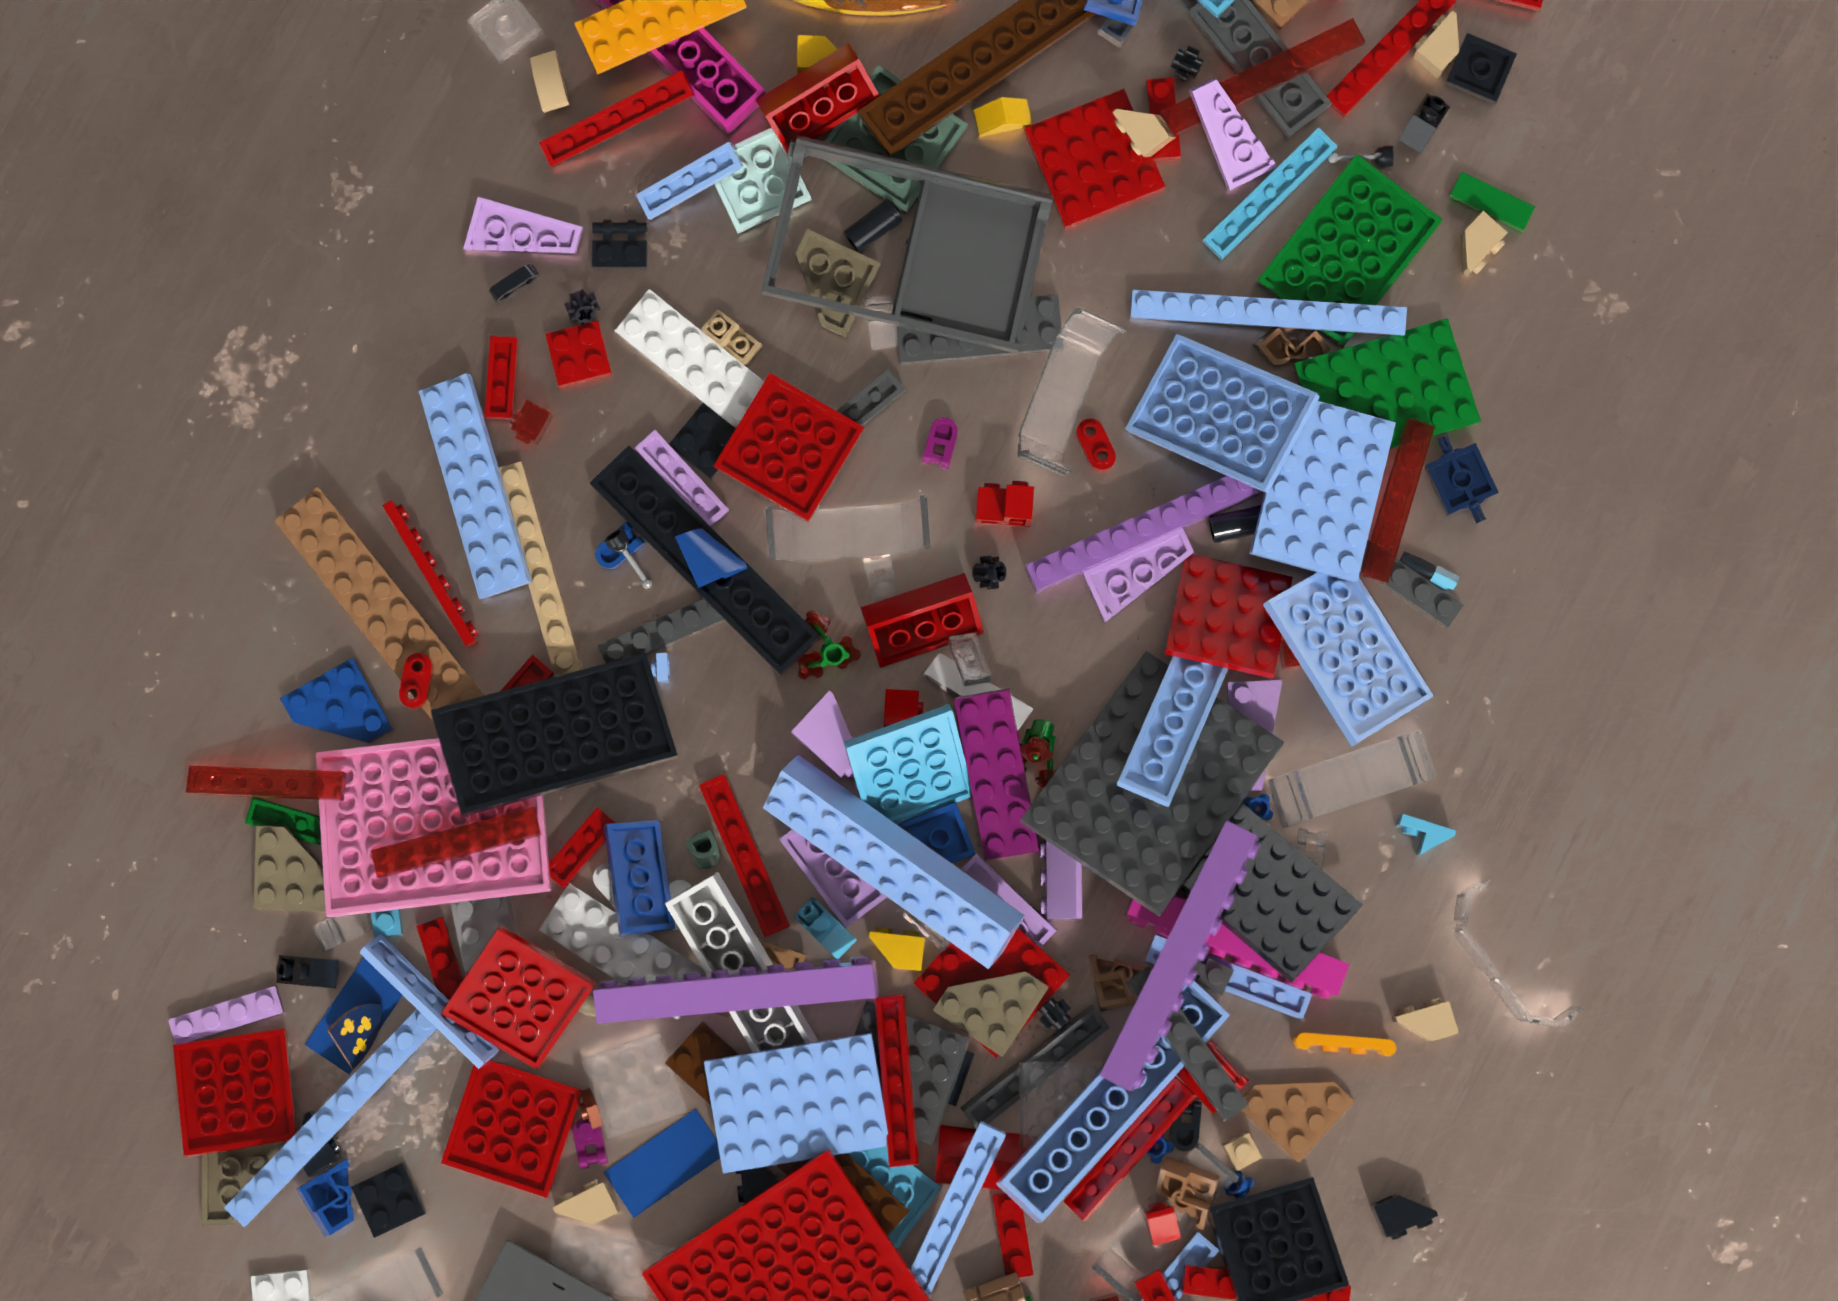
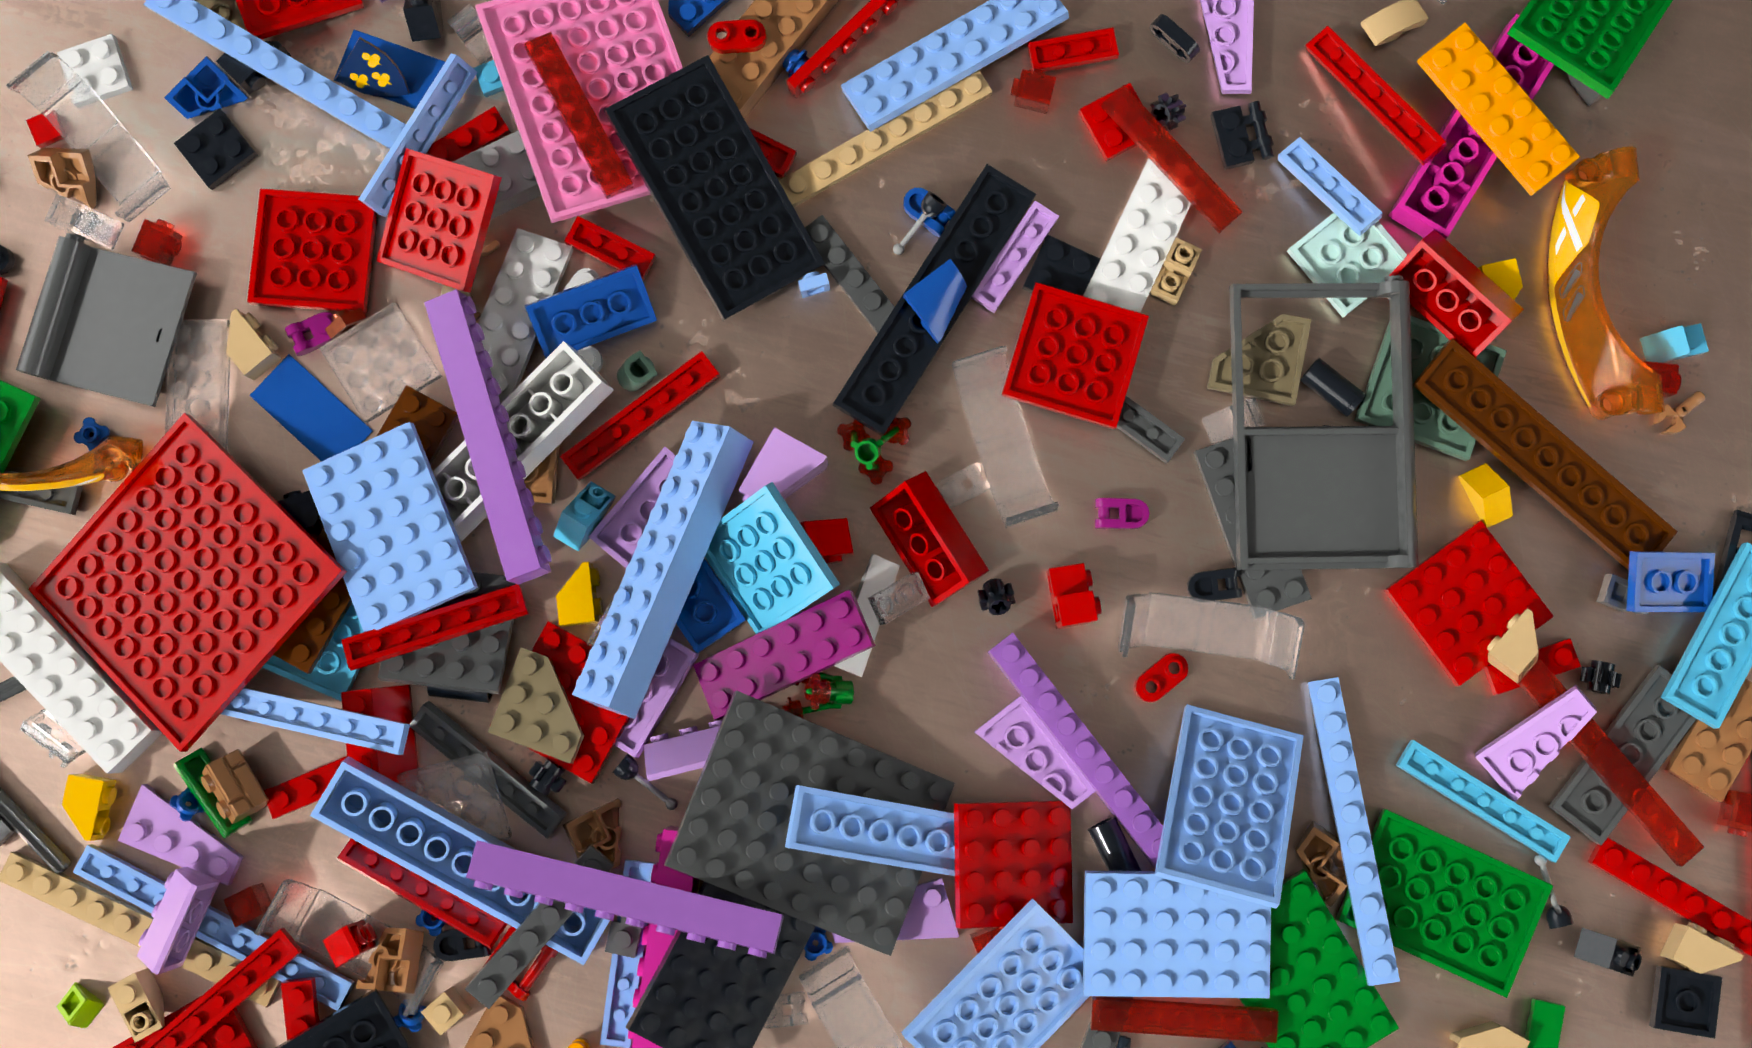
camera: 80 degrees right, 0 degrees up
(448, 634) = (794, 61): none -> blue plate
(467, 1271) = (157, 242): none -> clear red brick
(628, 315) = (1171, 159): none -> clear red tile
(1024, 385) = (1205, 584): none -> black plate
(1065, 940) = (629, 769): none -> hinge

